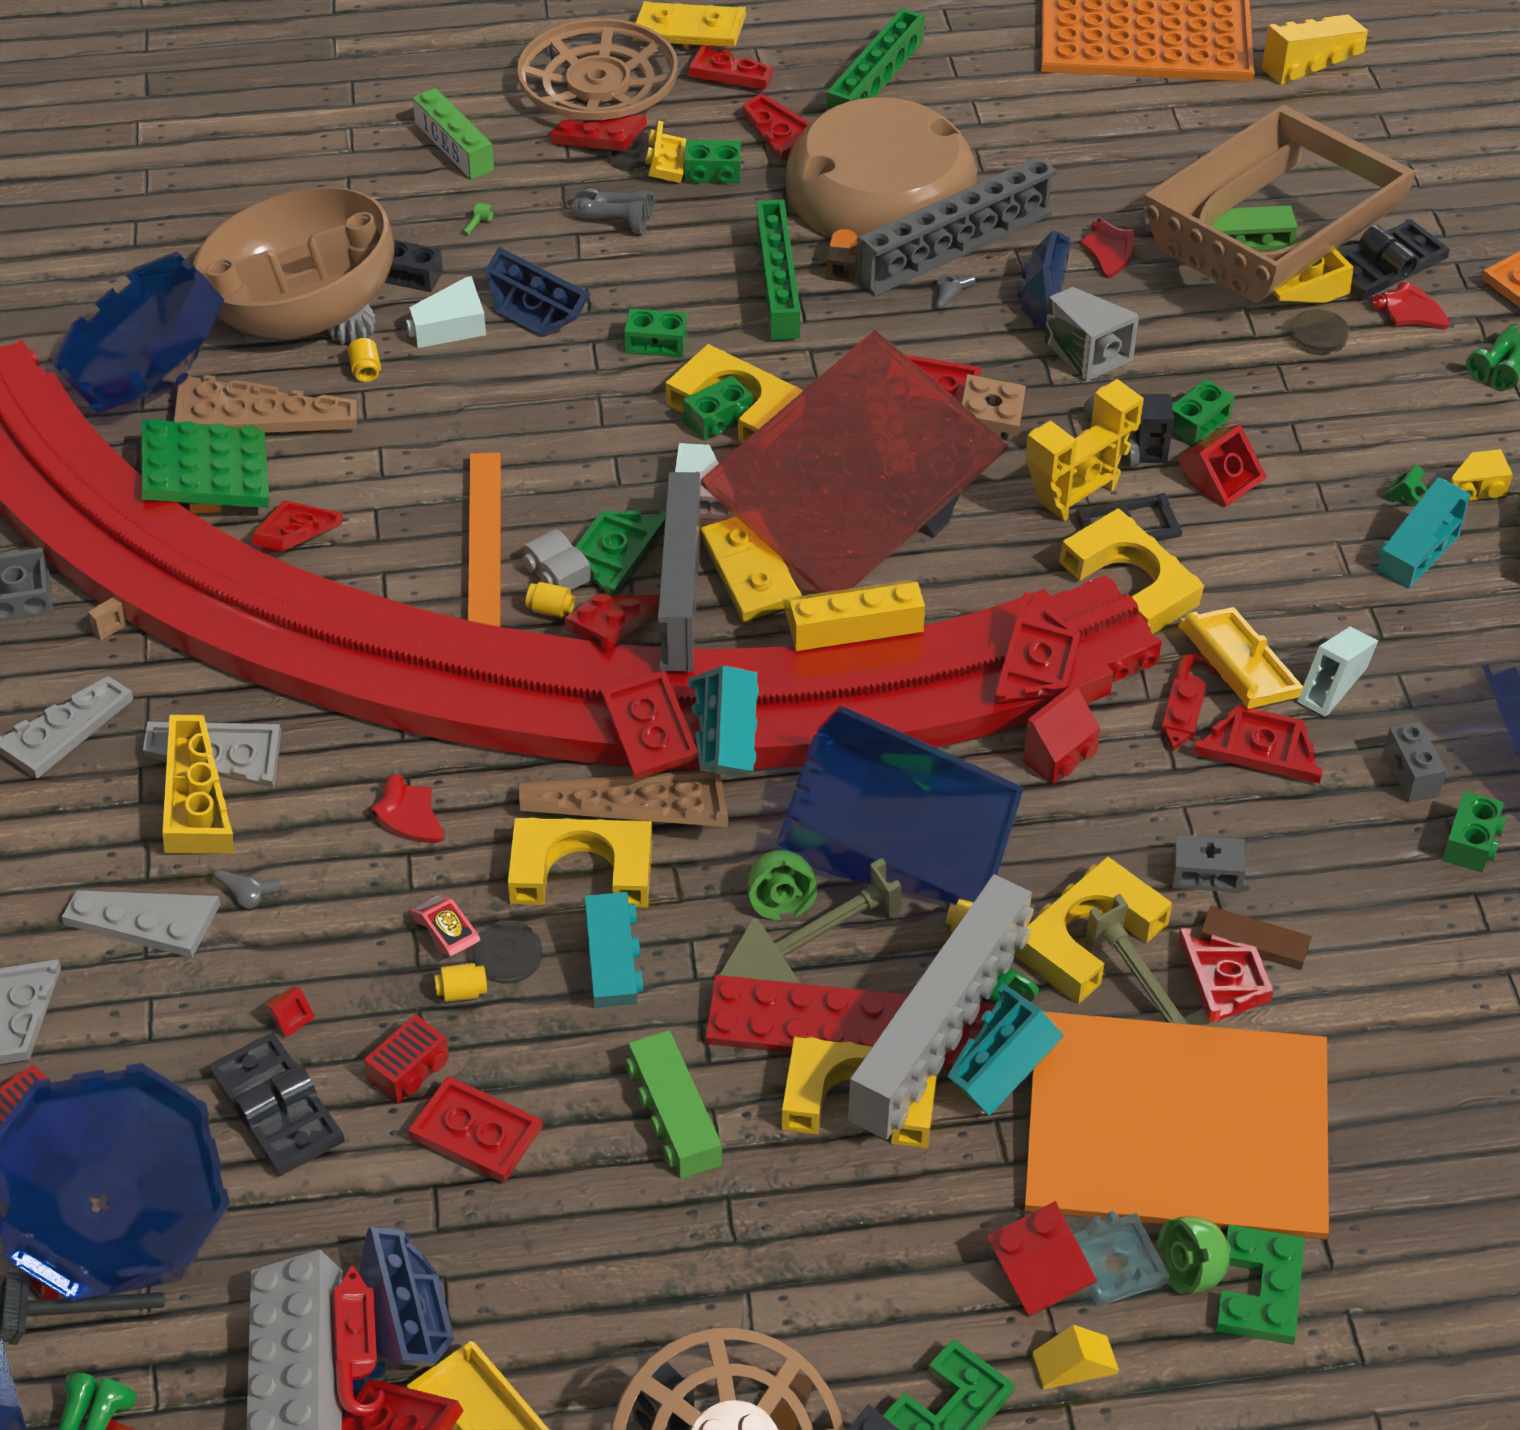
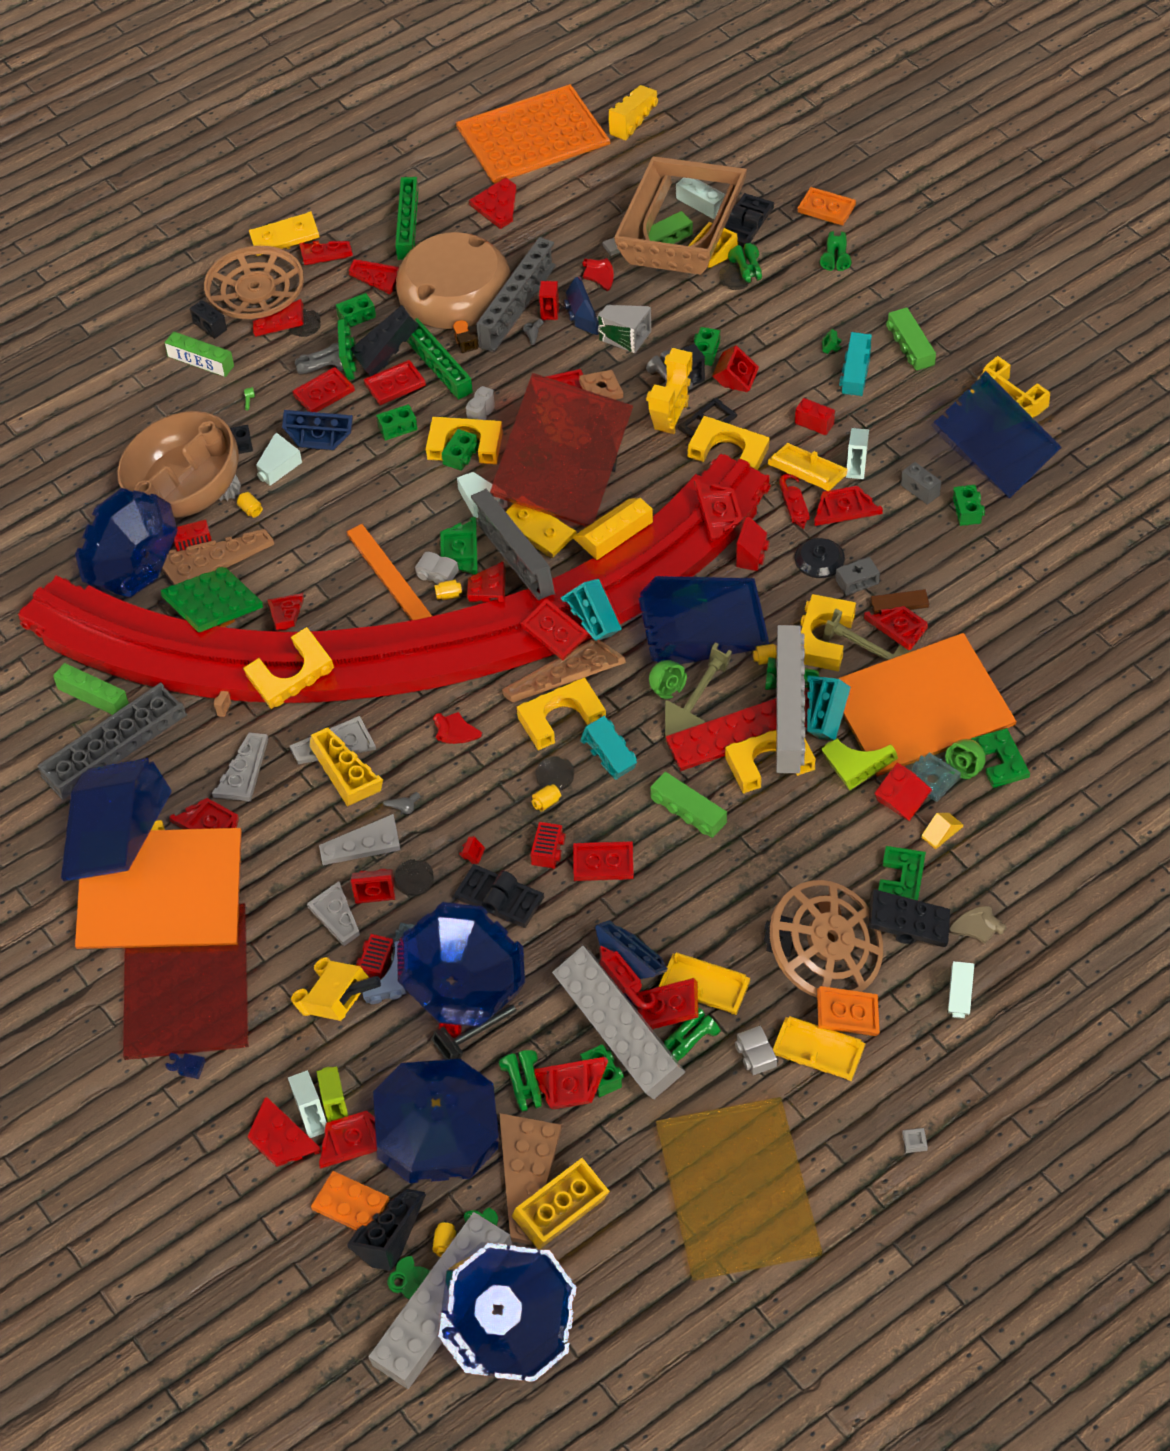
camera: 25 degrees left, 5 degrees up
(99, 990) = (373, 886): none -> red slope
(176, 1010) = (414, 877): none -> clear smoke tile
(249, 365) = (192, 534): none -> red brick
(256, 616) = (277, 690): none -> yellow arch
(446, 924) = (519, 773): slope -> none
(501, 93) = (208, 319): none -> black brick
(587, 249) = (323, 390): none -> red plate
(657, 191) = (346, 342): none -> green plate
(666, 155) = (327, 316): yellow bracket -> none
(695, 278) = (394, 382): none -> red plate
(714, 212) = (384, 340): none -> black wedge
(794, 358) = (481, 404): none -> light grey brick
(992, 1175) = (855, 765): none -> lime arch
(999, 252) = (549, 300): none -> red brick
(1026, 97) = (497, 202): none -> red plate
(1168, 805) = (819, 558): none -> black piece
(1303, 585) = (814, 416): none -> red brick
(1336, 192) = (699, 196): none -> light aqua slope
(1348, 330) = (751, 253): none -> green piece
(1411, 306) = (773, 242): red arm -> none
(1484, 475) = (865, 320): yellow slope -> none

